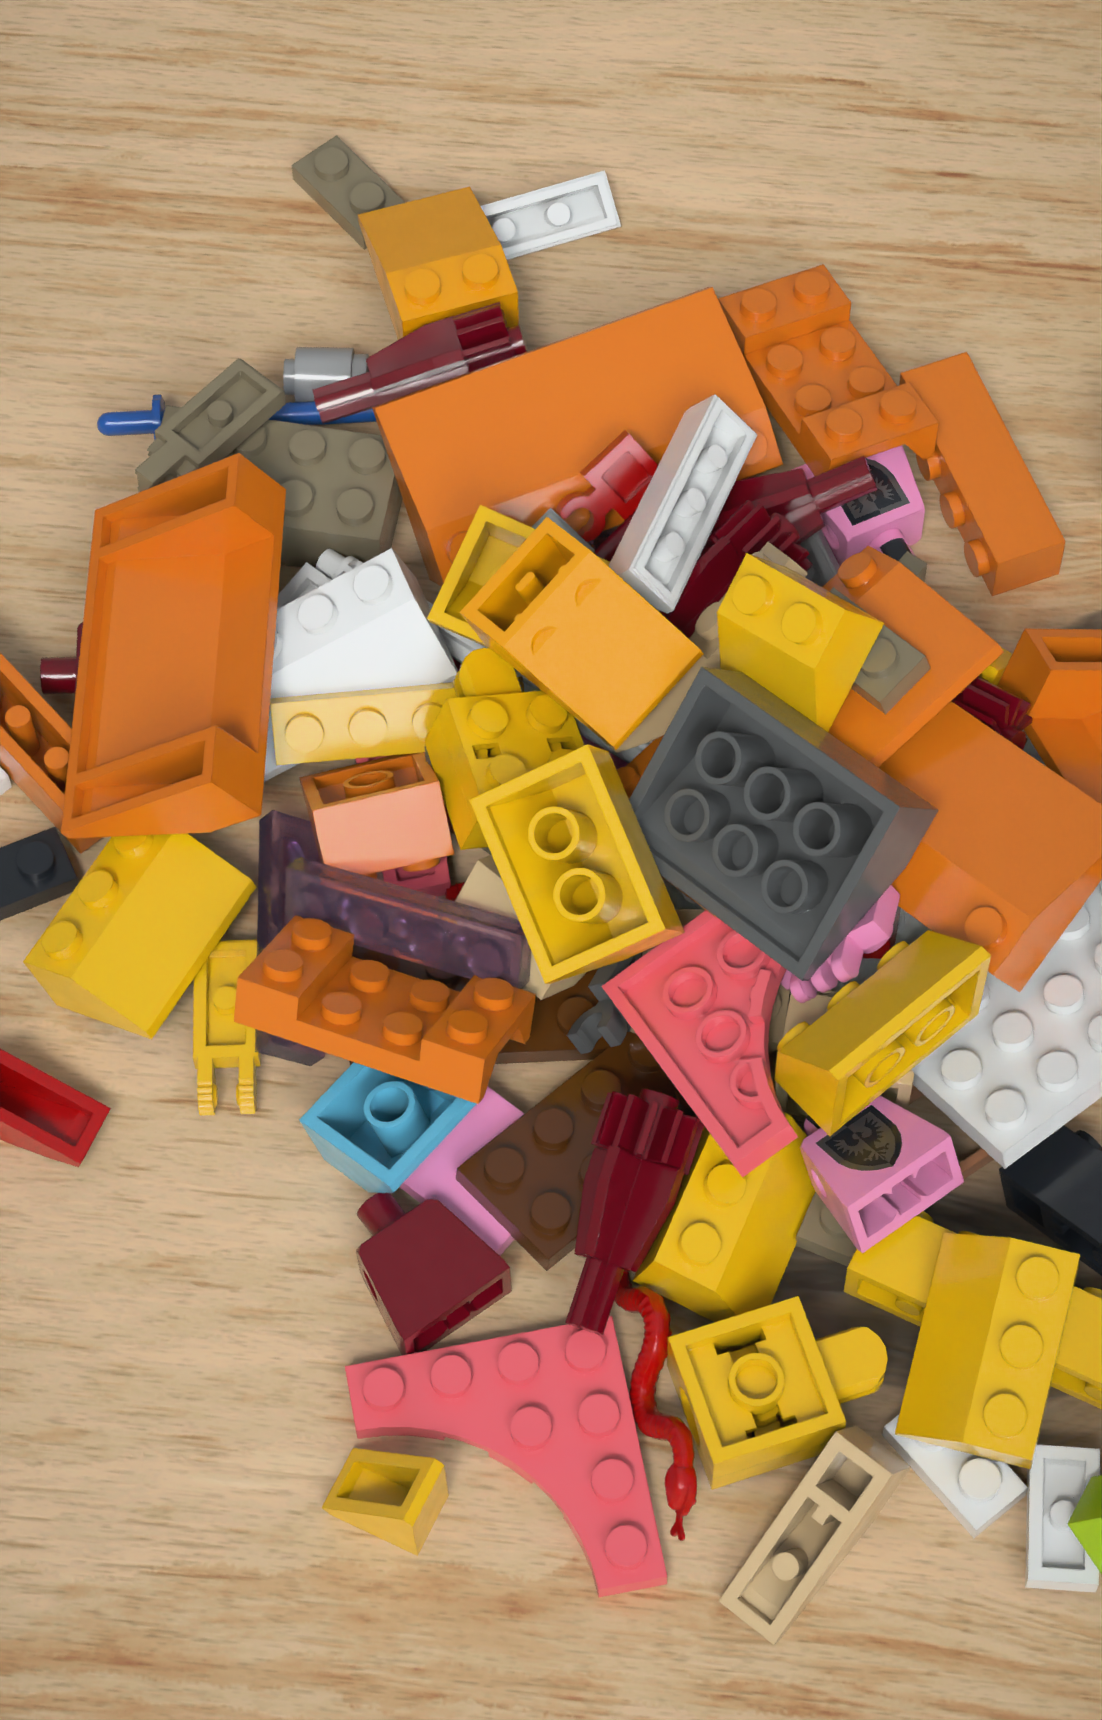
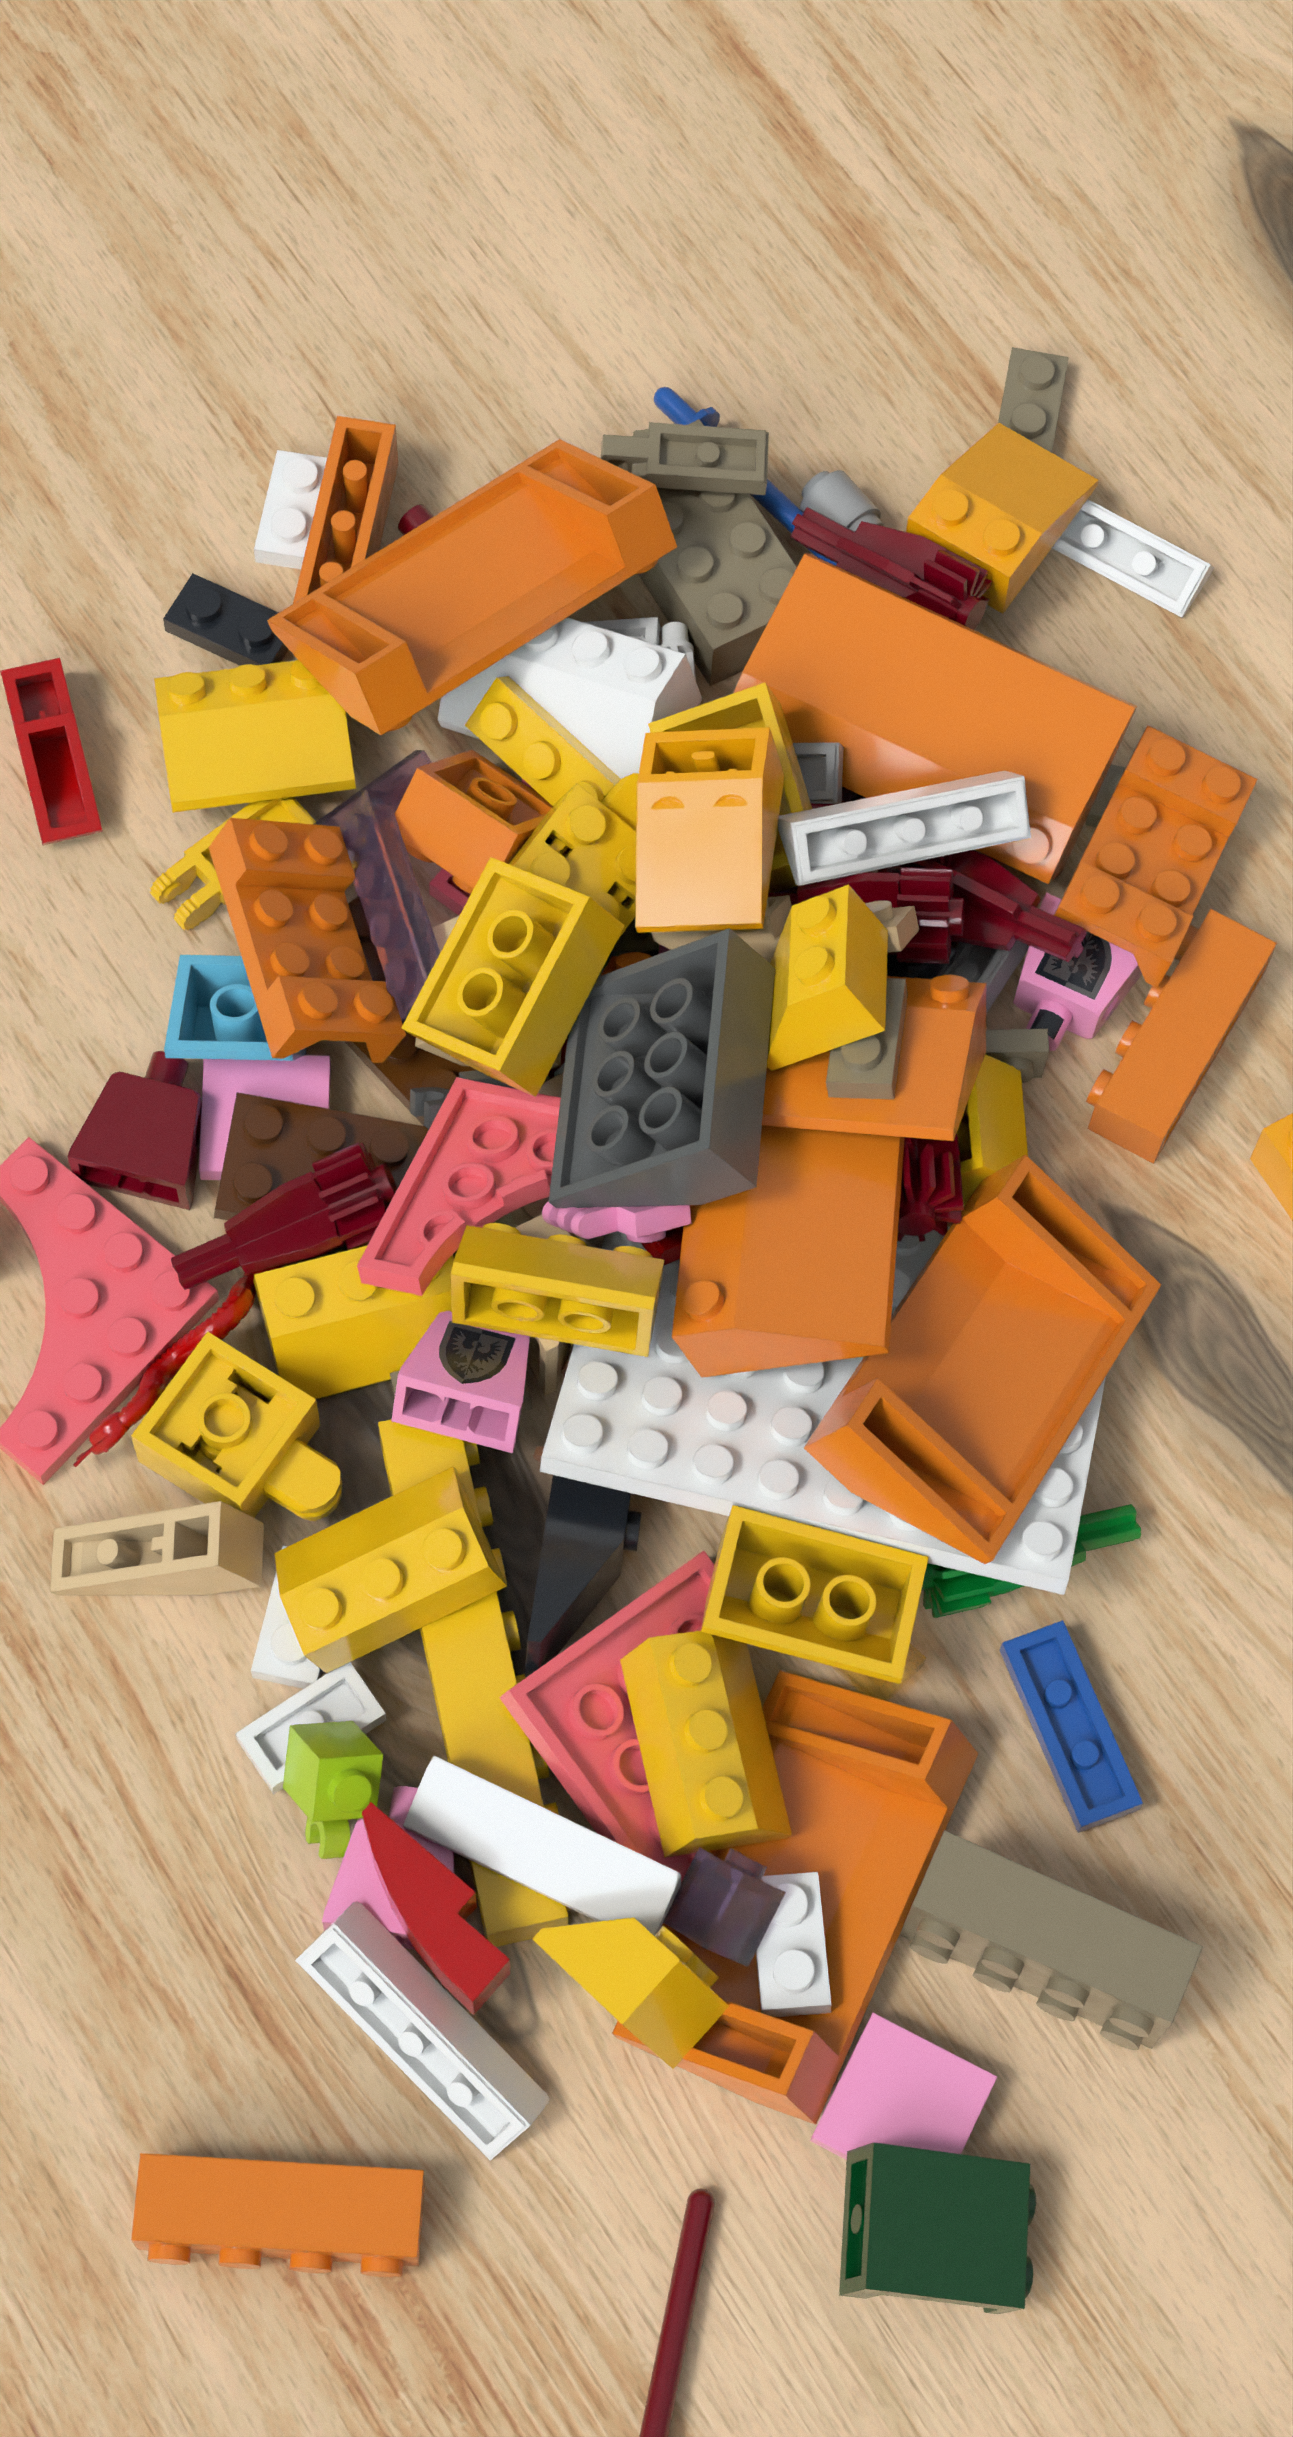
camera: 45 degrees right, 5 degrees up
(617, 482) = (898, 768): red plate -> none

